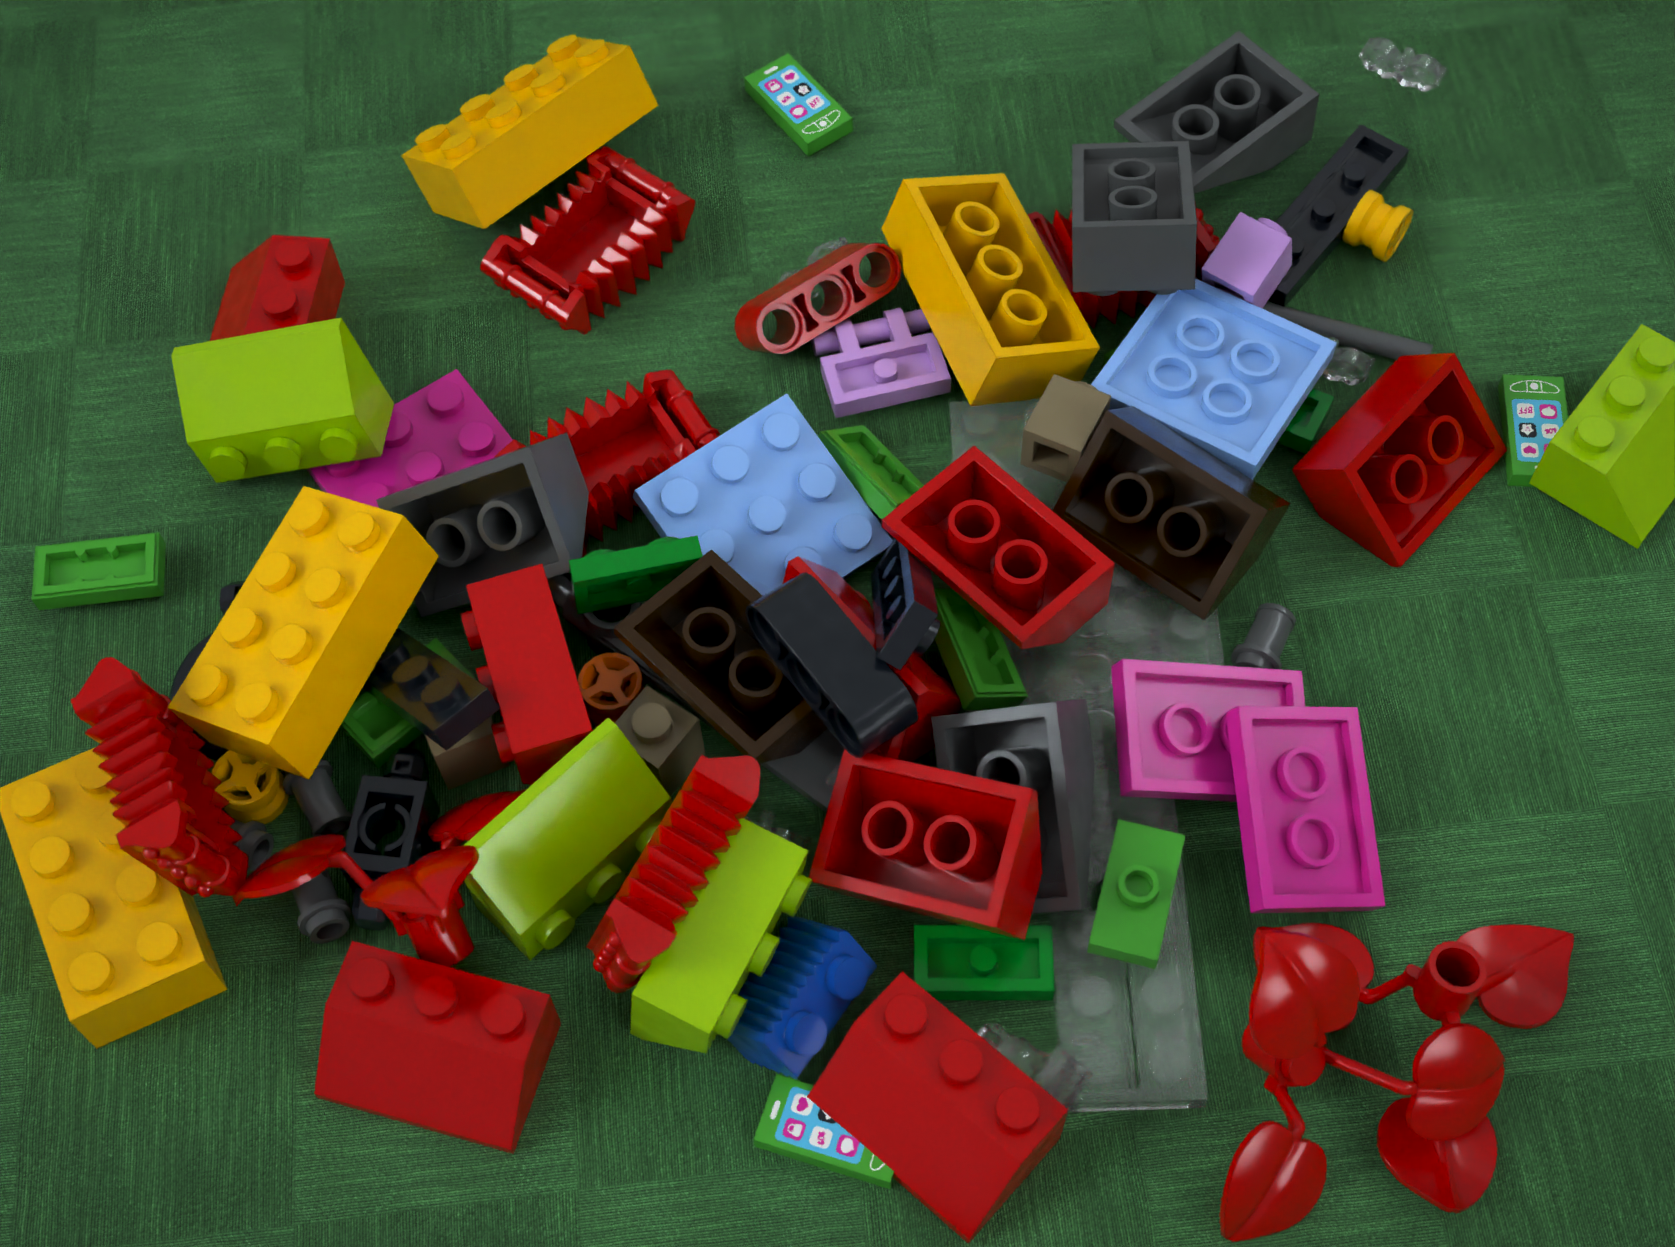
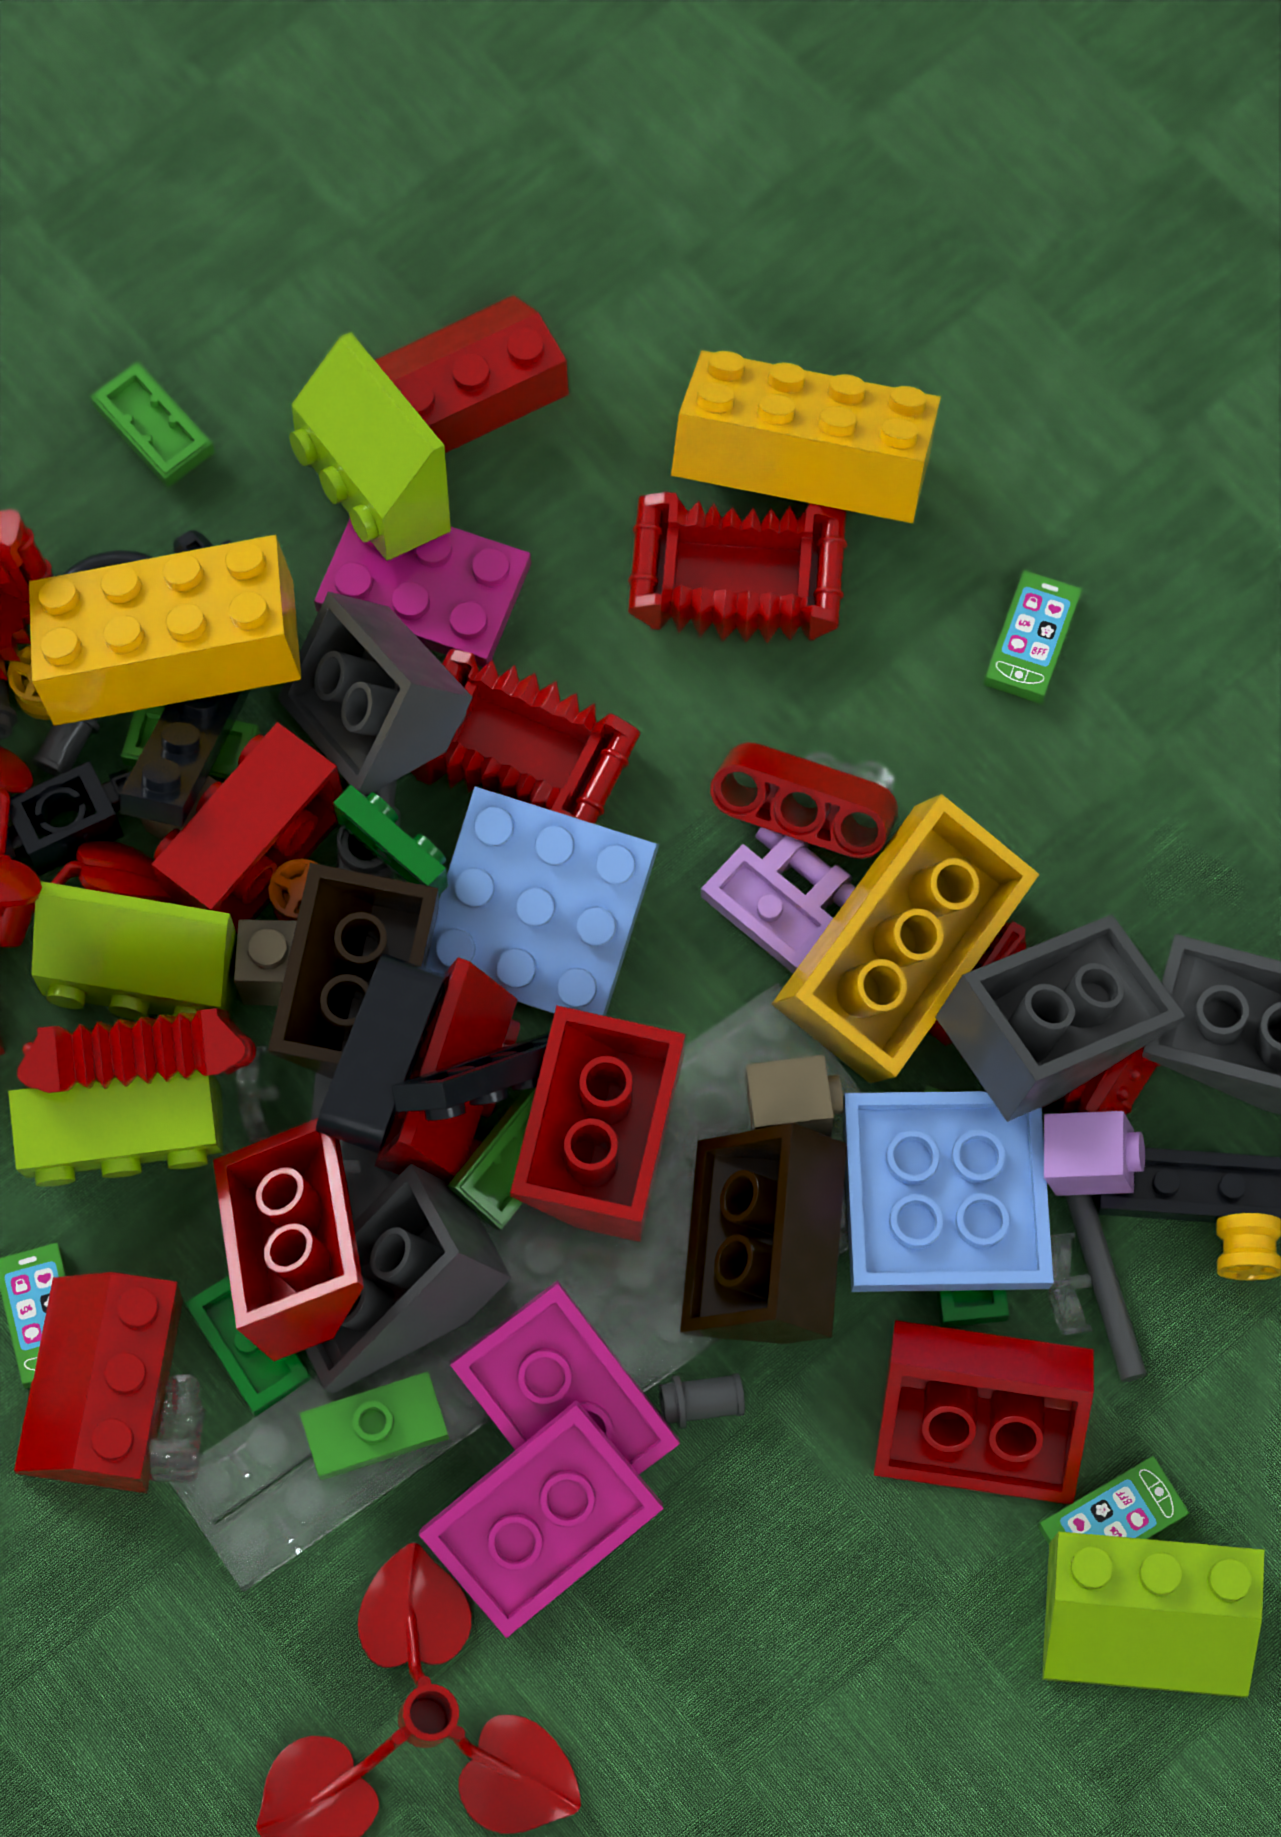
camera: 55 degrees right, 10 degrees up
(800, 995) = (122, 1217): blue brick -> none
(870, 468) = (655, 964): bright green plate -> none
(1296, 999) = (308, 1607): red plant -> none

